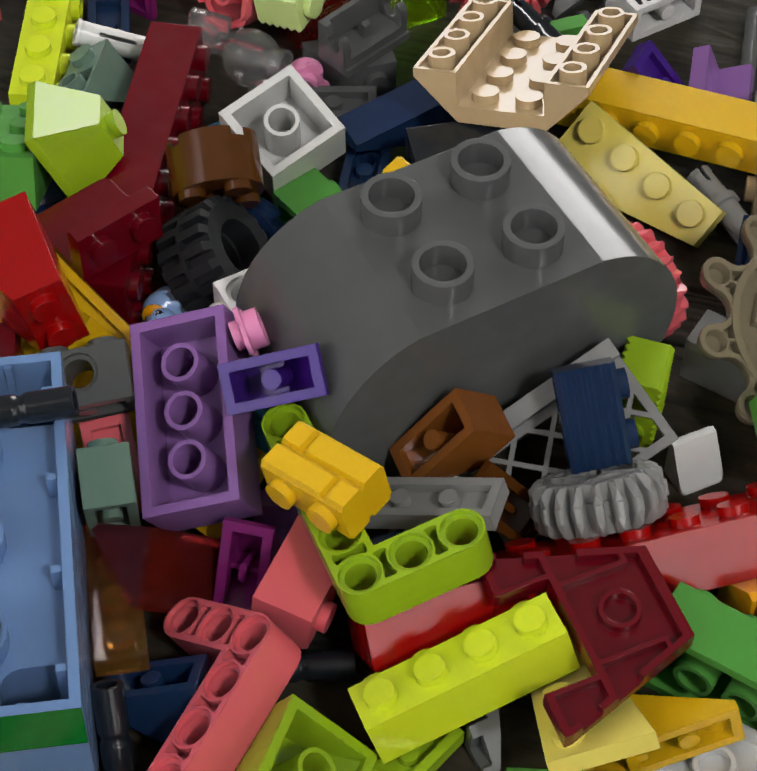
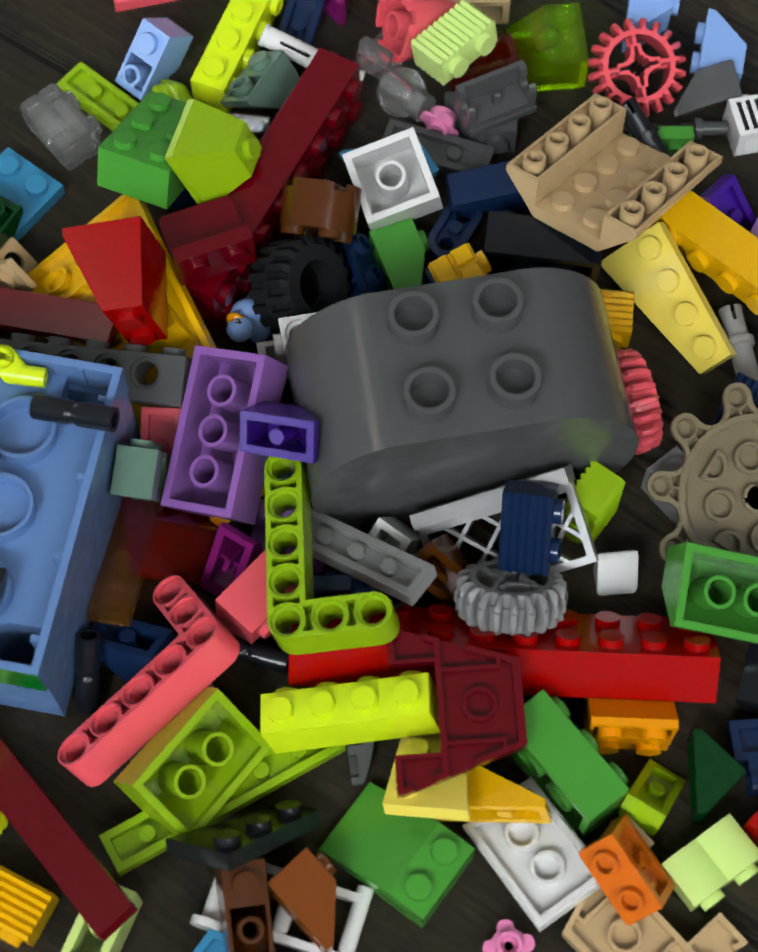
camera: 20 degrees right, 15 degrees up
(248, 330) = (279, 382): bright pink plate -> none
(325, 480) = (286, 535): yellow brick -> none
(453, 436) = (414, 513): dark orange slope -> none

